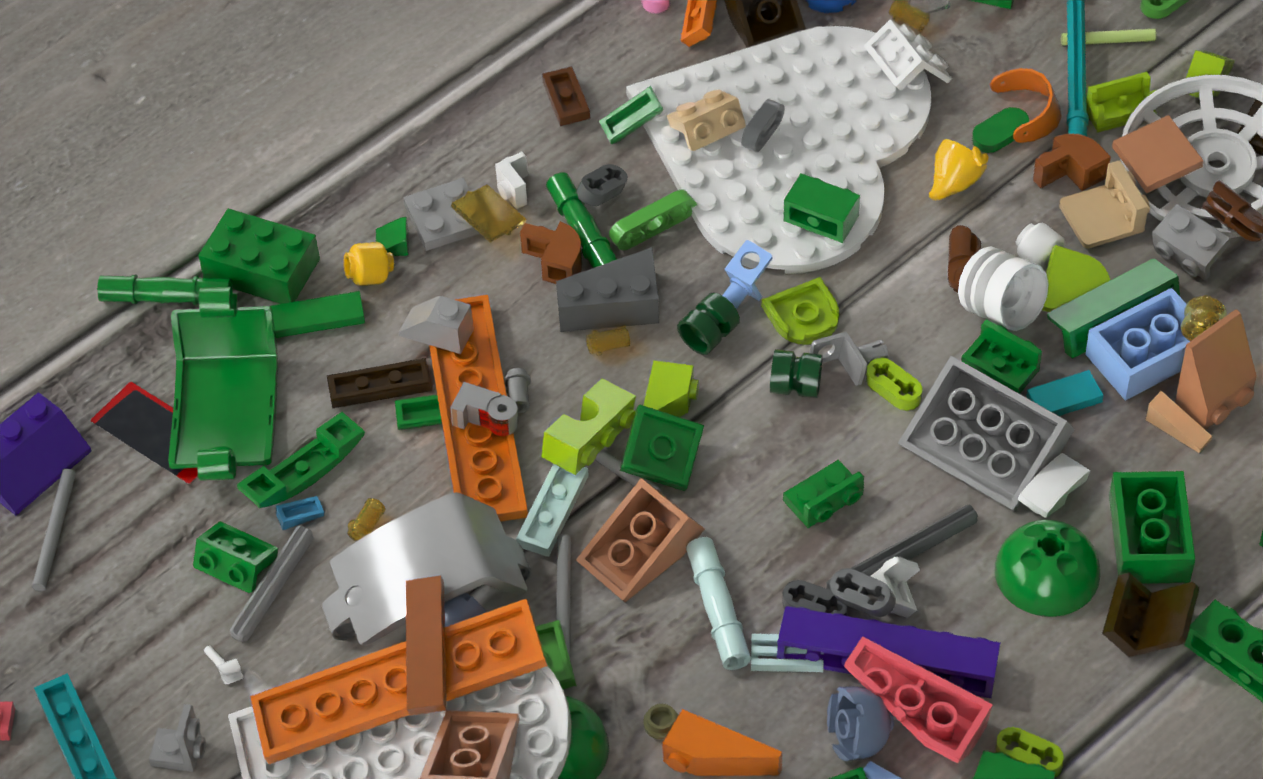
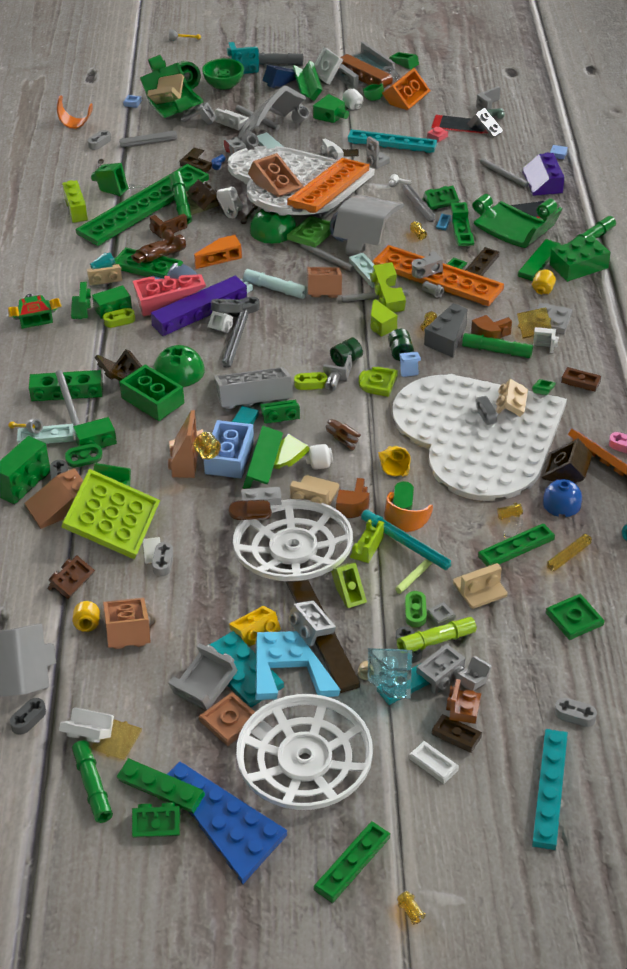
camera: 130 degrees right, 10 degrees down
(394, 236) = (552, 299): green slope -> none
(425, 645) = (330, 185): dark orange tile -> none
(440, 323) = (482, 274): light grey slope -> none
(602, 185) = (516, 356): dark grey beam -> none
(639, 225) = (477, 362): bright green beam -> none
(659, 720) = (248, 249): olive plate -> none
(662, 447) = (356, 300): green tile -> none
(821, 207) = (417, 398): green brick -> none
(824, 493) = (285, 334): green bracket -> none
(904, 54) = (476, 487): white bracket -> none
(1003, 288) = (307, 418): white wheel -> none
(1052, 485) = (207, 388): white slope -> none
(1157, 154) = (315, 513): nougat tile -> none

